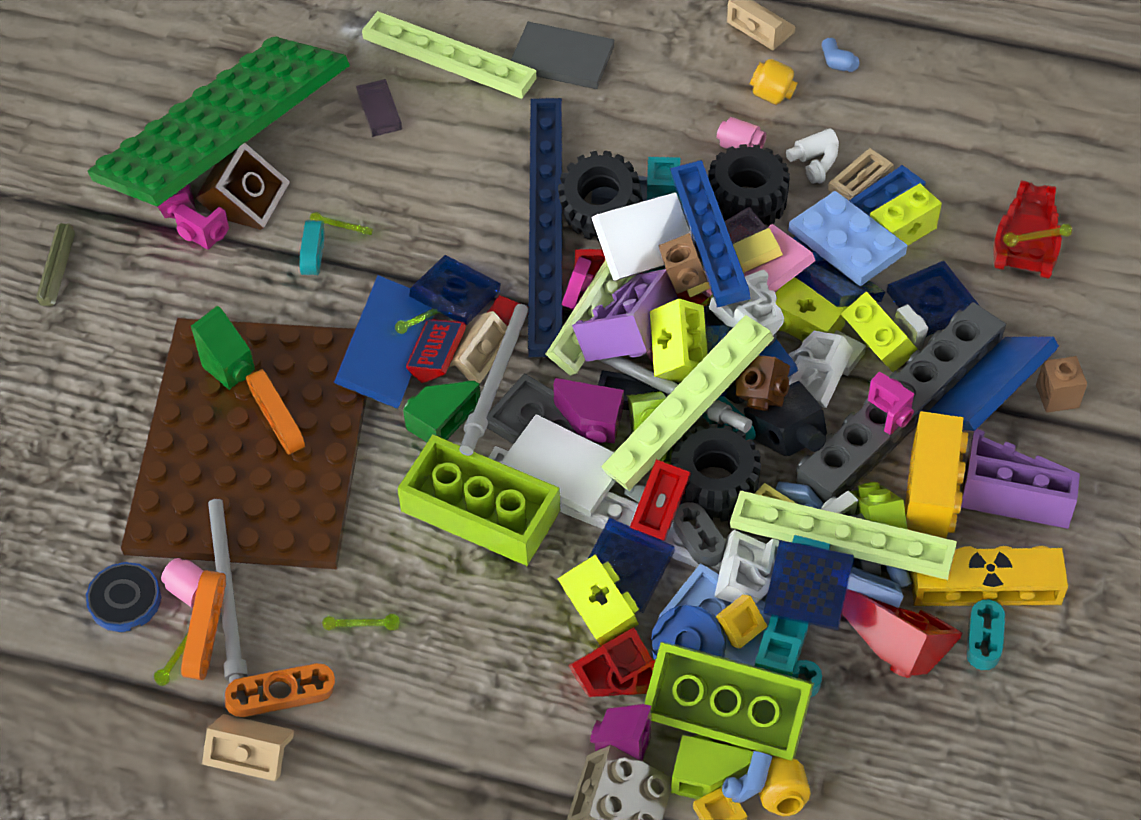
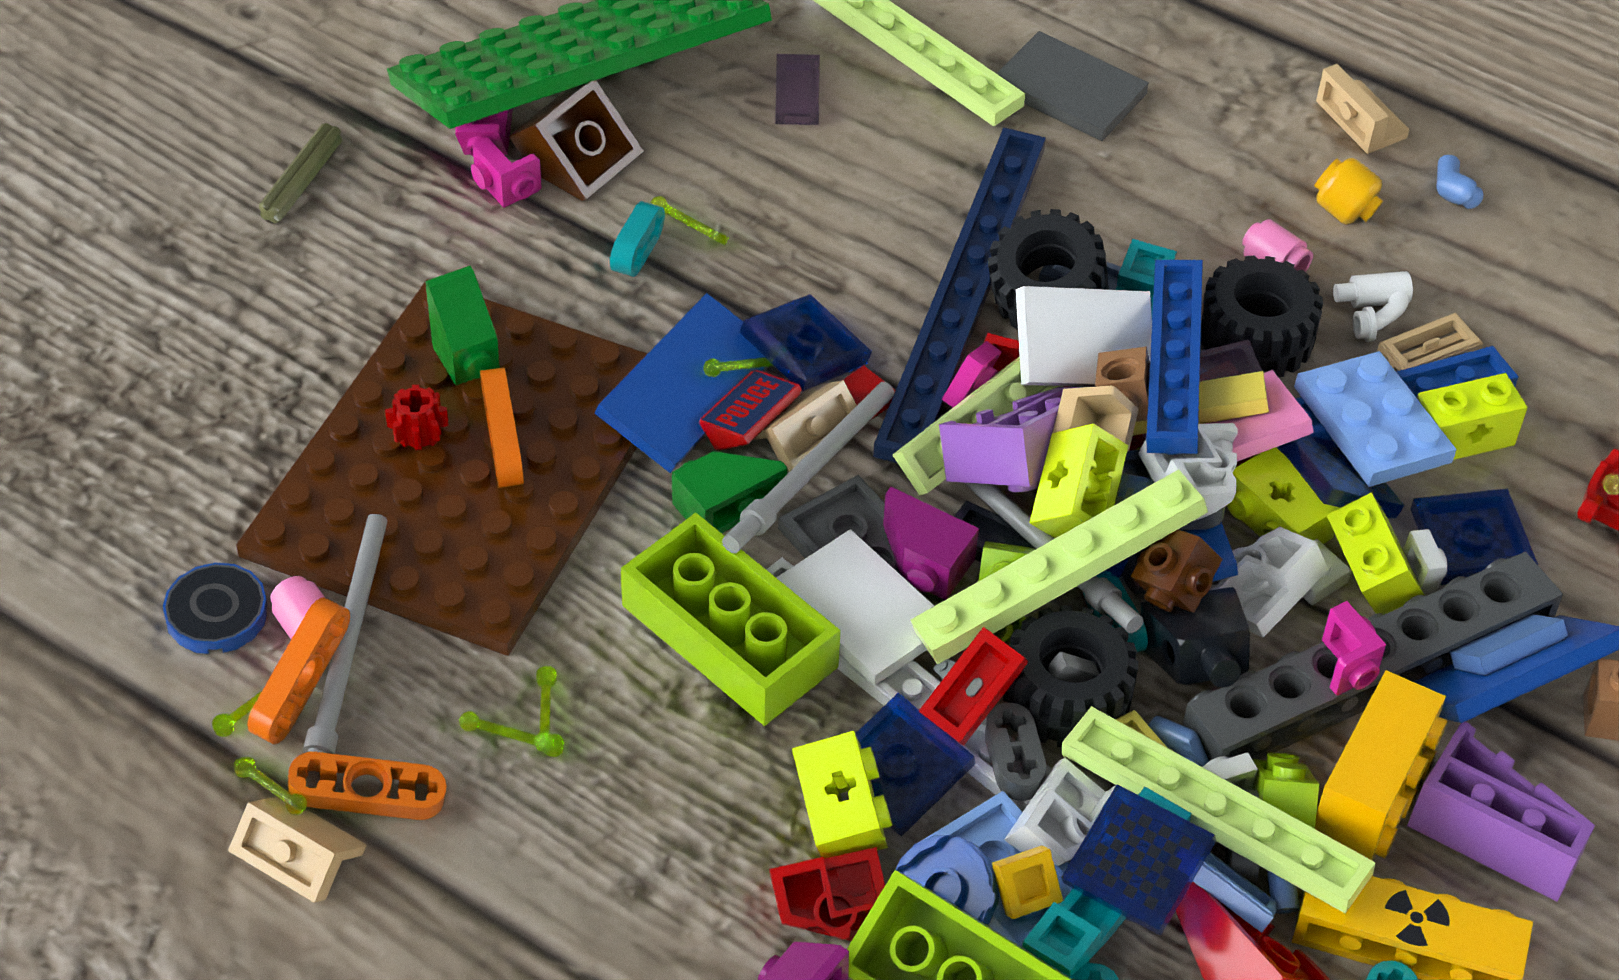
camera: 15 degrees right, 5 degrees down
(189, 702) = (246, 767): none -> clear neon green hinge
(214, 421) = (417, 417): none -> red gear
(369, 578) = (545, 678): none -> clear neon green hinge
(674, 286) = (1097, 405): none -> tan panel
(717, 468) = (1072, 668): none -> light grey tile
(984, 368) = (1509, 644): none -> medium blue tile

